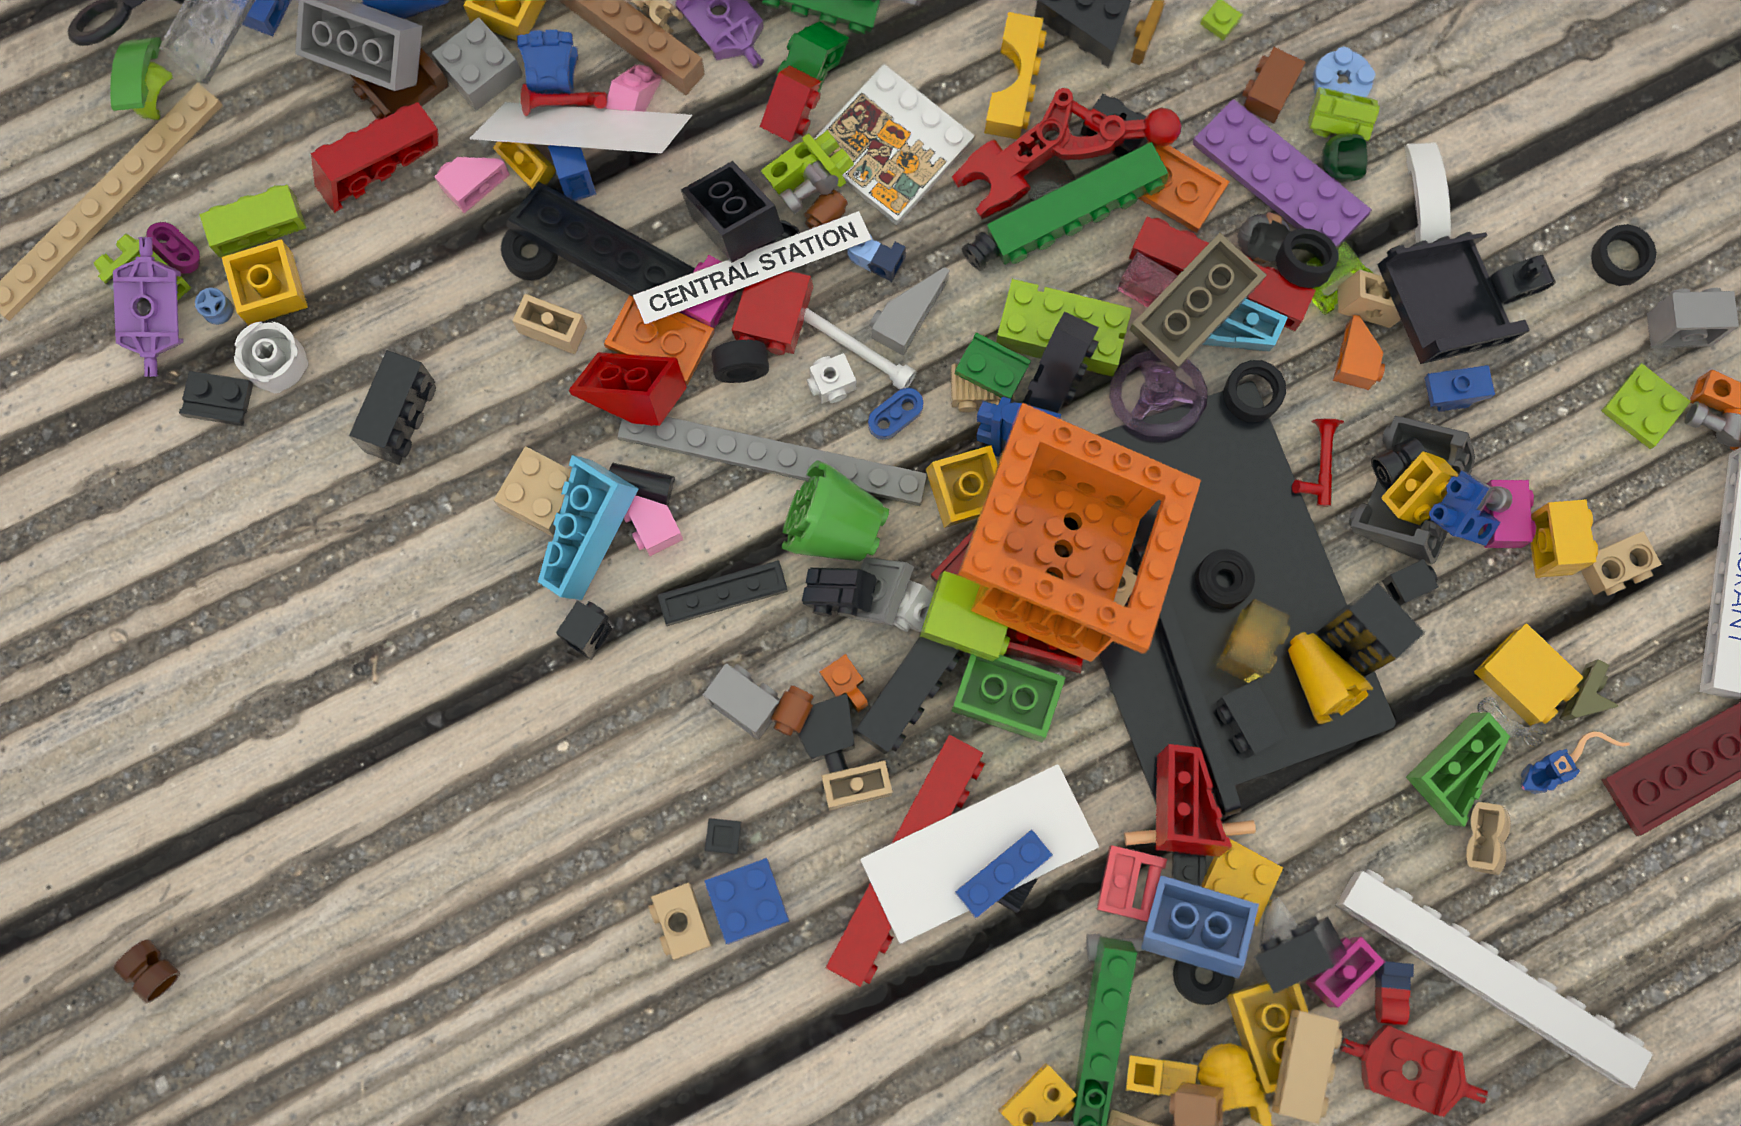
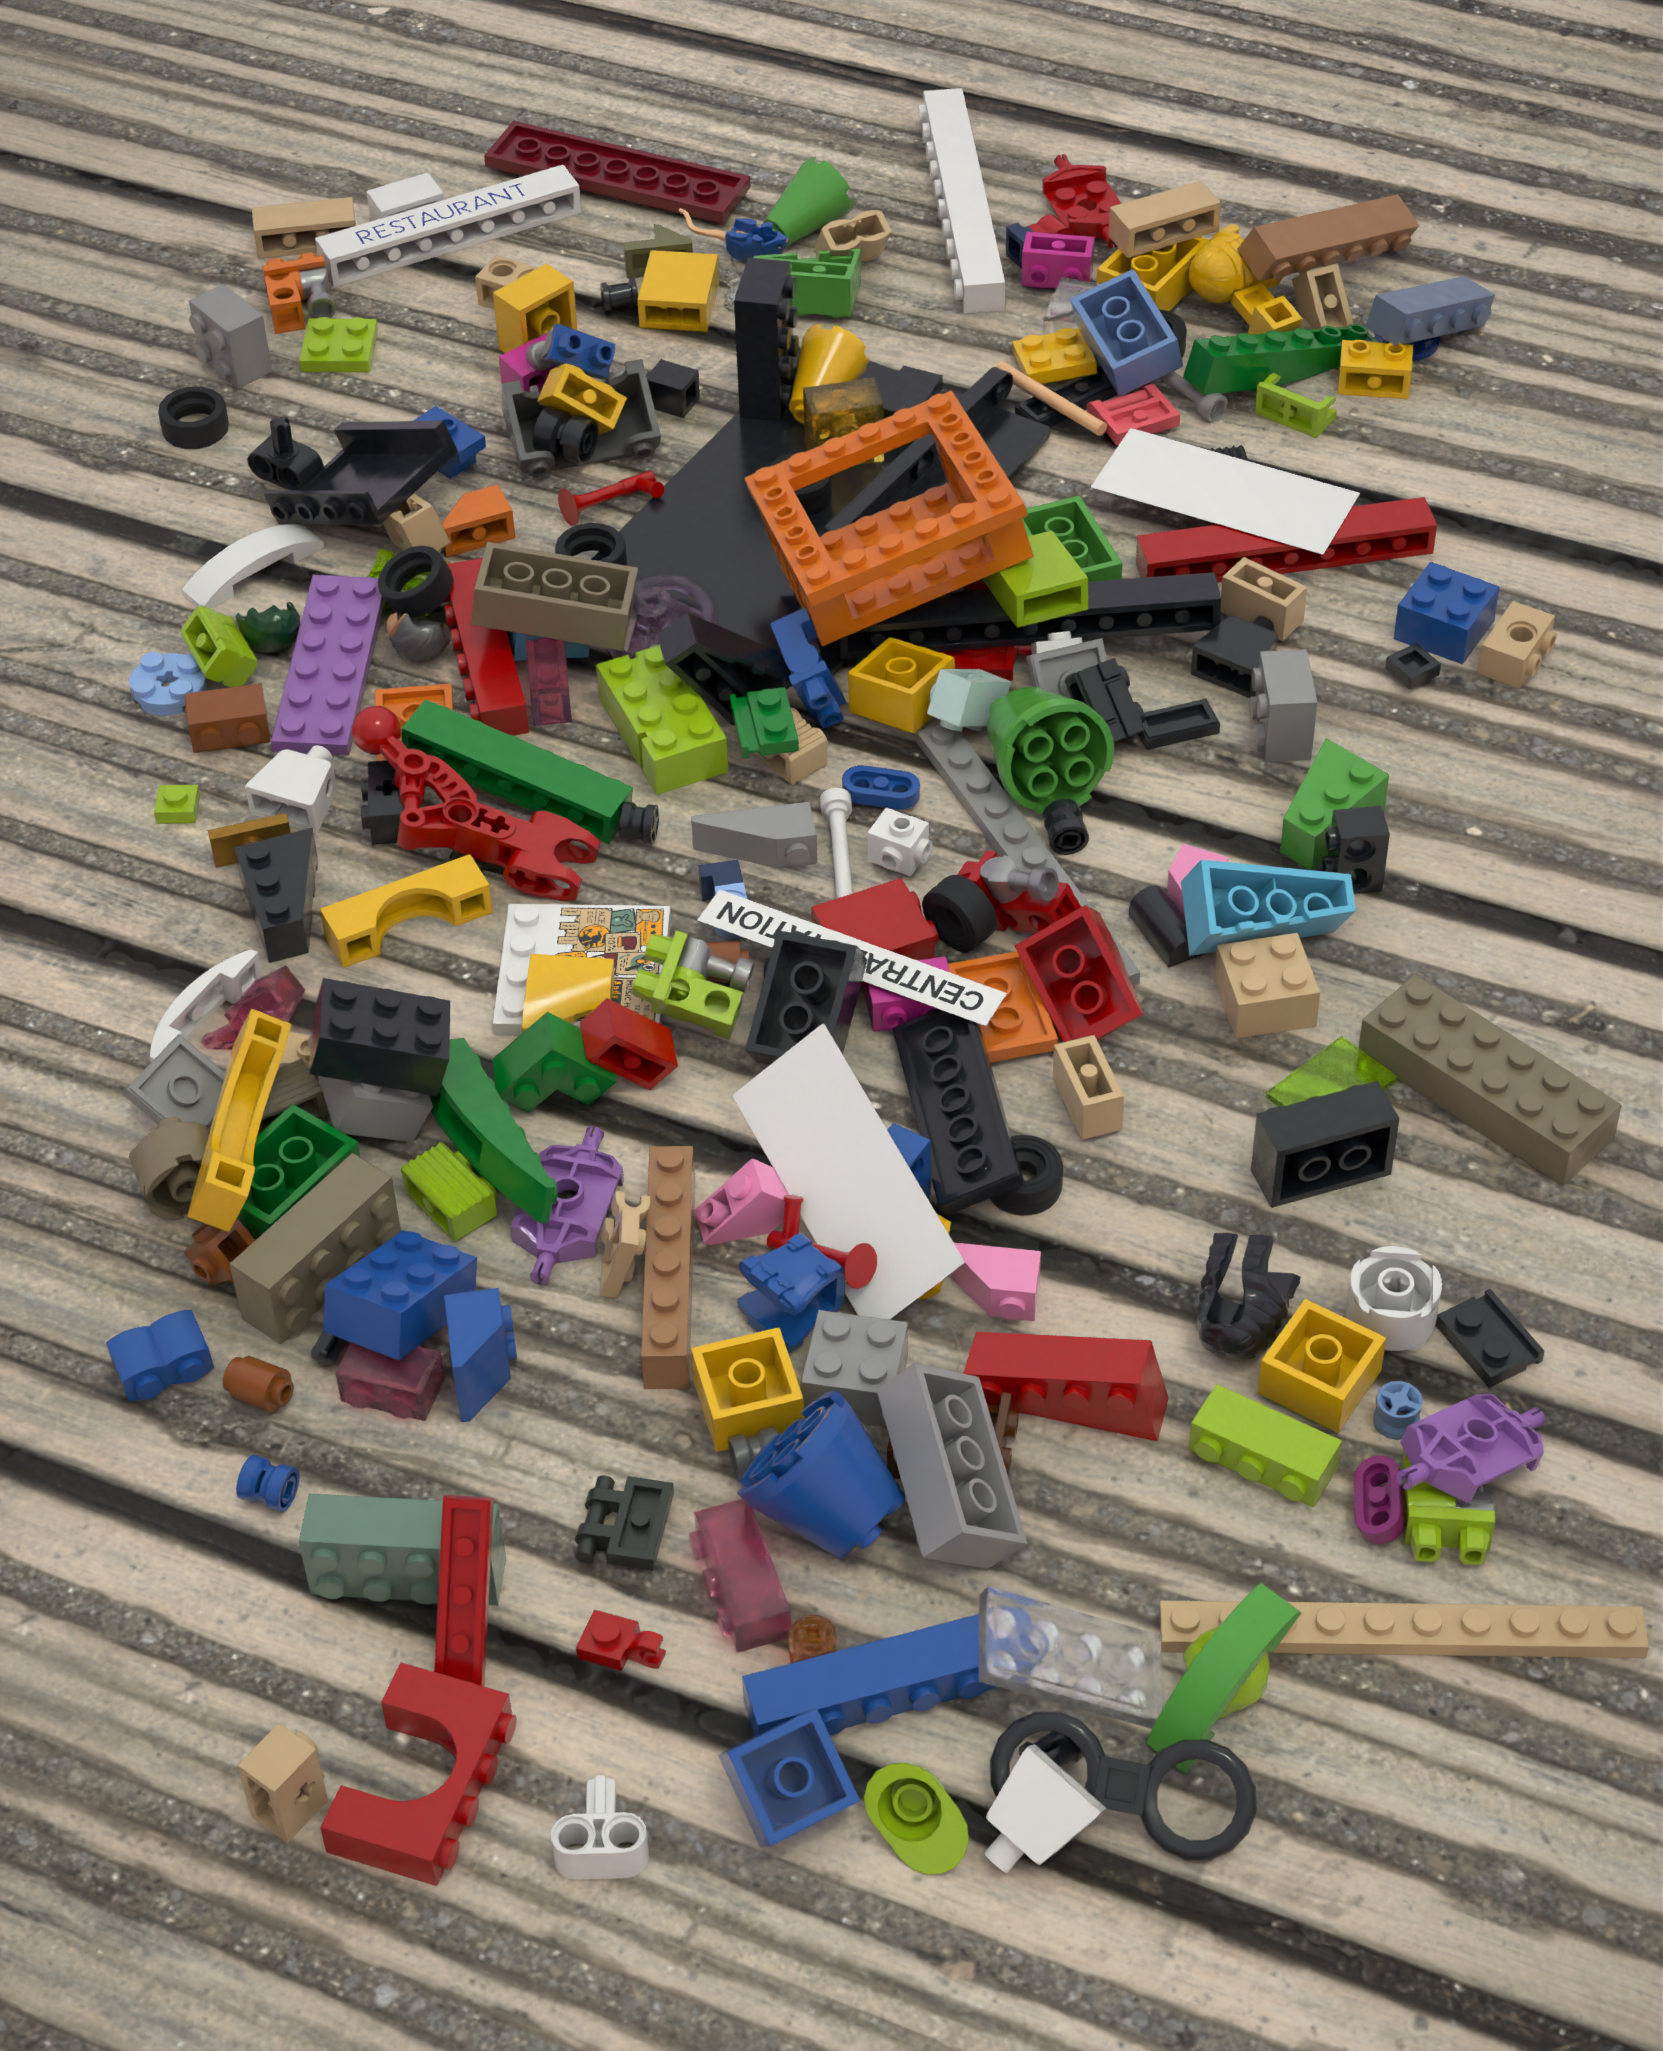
camera: 125 degrees left, 30 degrees down
(332, 277) = (1245, 1326): none -> black hair
(363, 551) = (1490, 1079): none -> dark tan brick
(448, 474) = (1328, 1072): none -> clear neon green piece
(644, 662) = (1332, 783): none -> bright green wedge
(720, 400) = (1021, 898): none -> hips
(722, 593) = (1199, 807): black tile -> none
(766, 489) = (1065, 826): none -> black wheel
(792, 711) = (1245, 650): dark orange brick -> none
(805, 643) = (1179, 724): none -> black tile
(843, 679) = (1179, 678): orange plate -> none
(866, 106) = (566, 986): none -> yellow slope
(914, 509) = (965, 697): none -> light aqua brick
(1003, 873) = (1225, 460): blue plate -> none
(1047, 1009) = (1293, 409): none -> lime hinge
(1174, 83) = (295, 786): none -> white torso
(1185, 805) = (1035, 391): red wedge -> none
(1306, 953) = (1080, 249): black brick -> none
(1556, 628) = (619, 295): none -> black bush
(1563, 841) = (810, 201): none -> bright green cone

